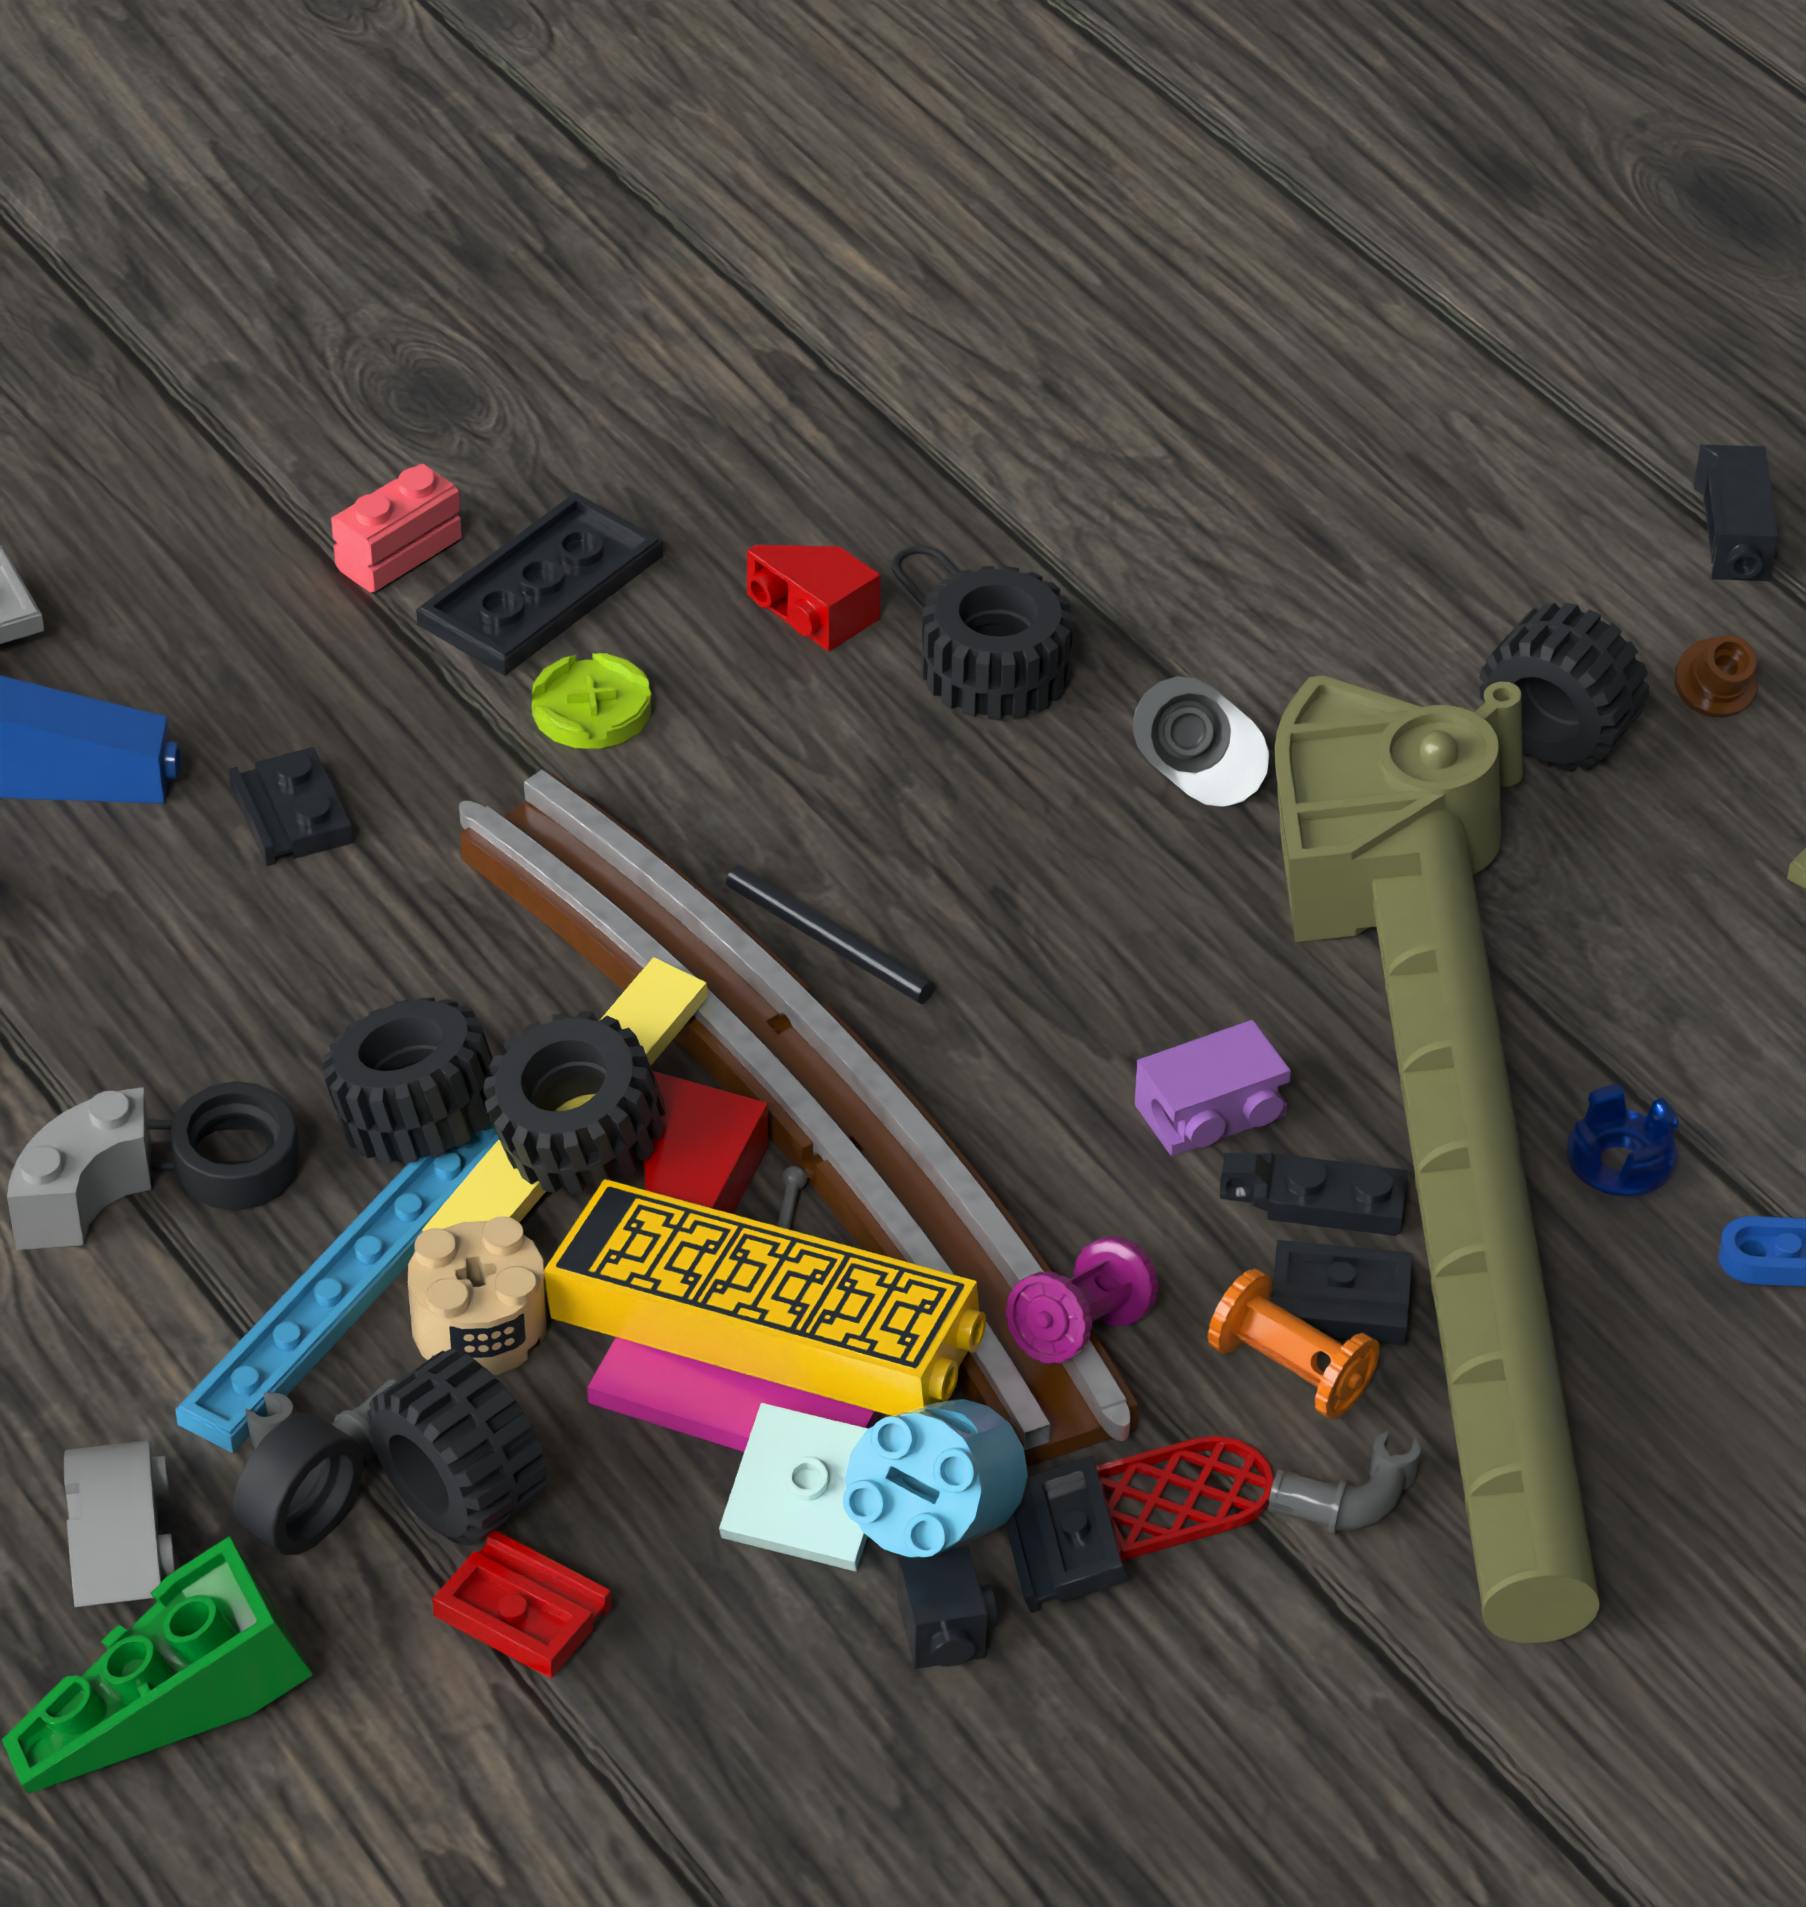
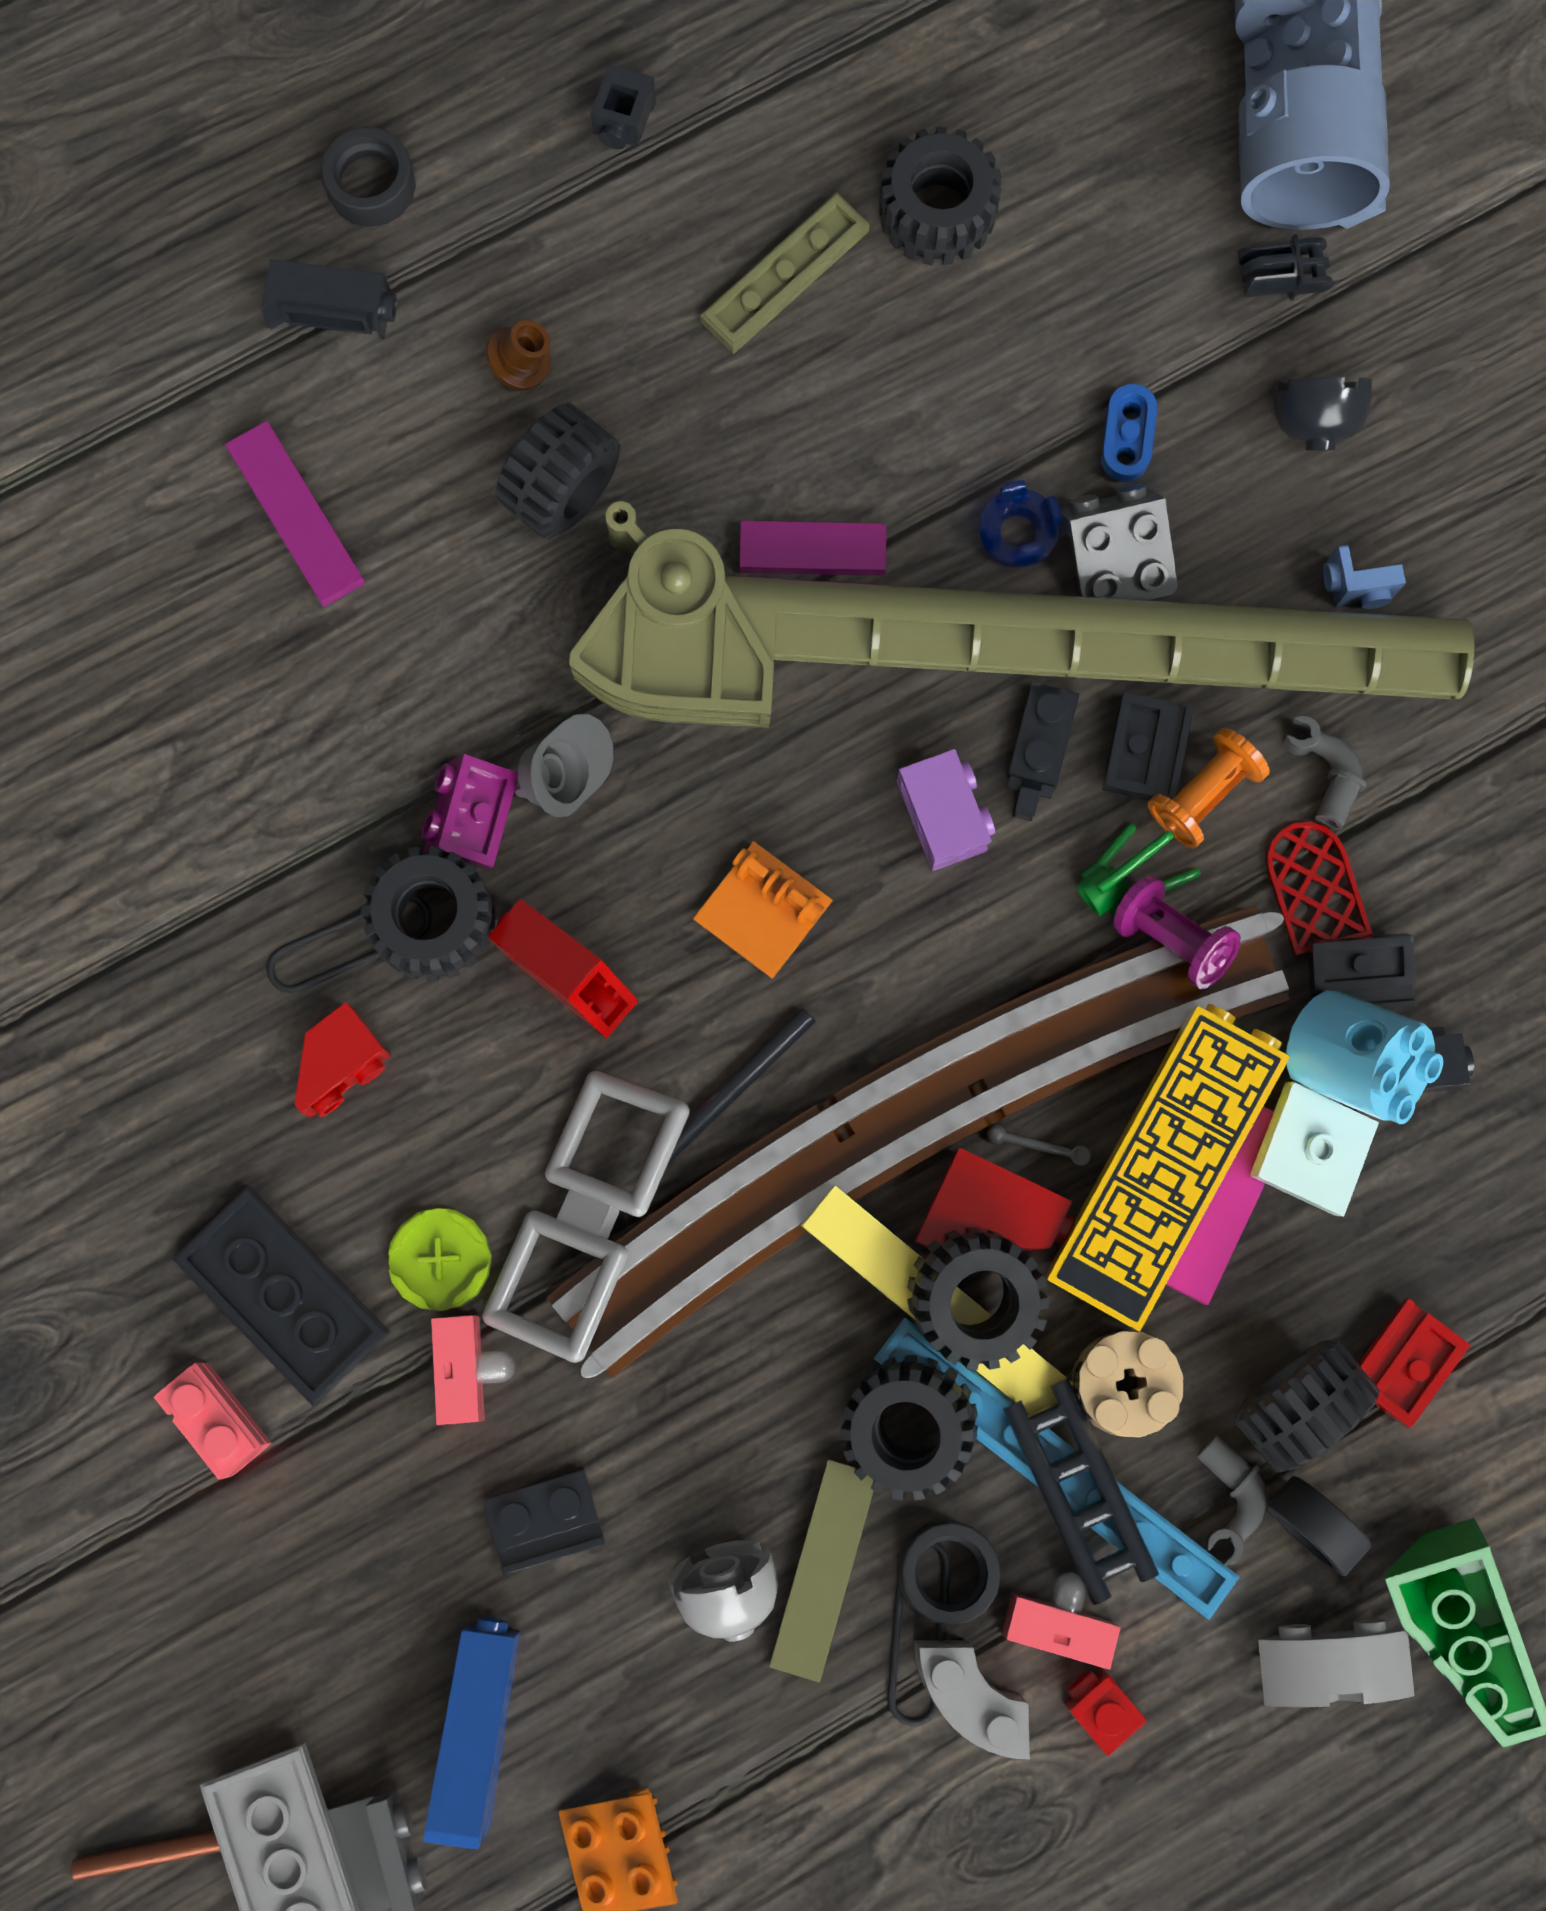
camera: 85 degrees left, 35 degrees up
(66, 1310) = (1103, 1710): none -> red bracket
(167, 1254) = (1062, 1625): none -> coral piece
(207, 940) = (726, 1592): none -> light grey cylinder
(219, 1043) = (822, 1572): none -> olive tile
(298, 1253) = (1112, 1502): none -> black bar
(463, 713) = (463, 1369): none -> coral piece
(651, 801) = (586, 1215): none -> light grey bar
(945, 758) = (563, 967): none -> red slope
(1057, 938) = (762, 909): none -> orange hinge
(1116, 671) = (470, 809): none -> magenta bracket
(1177, 1258) = (1104, 889): none -> green plant
(1466, 518) = (295, 514): none -> magenta tile
(1541, 959) = (813, 548): none -> magenta tile
(1616, 1241) = (1121, 544): none -> bracket
(1630, 1504) = (1366, 587): none -> medium blue bracket

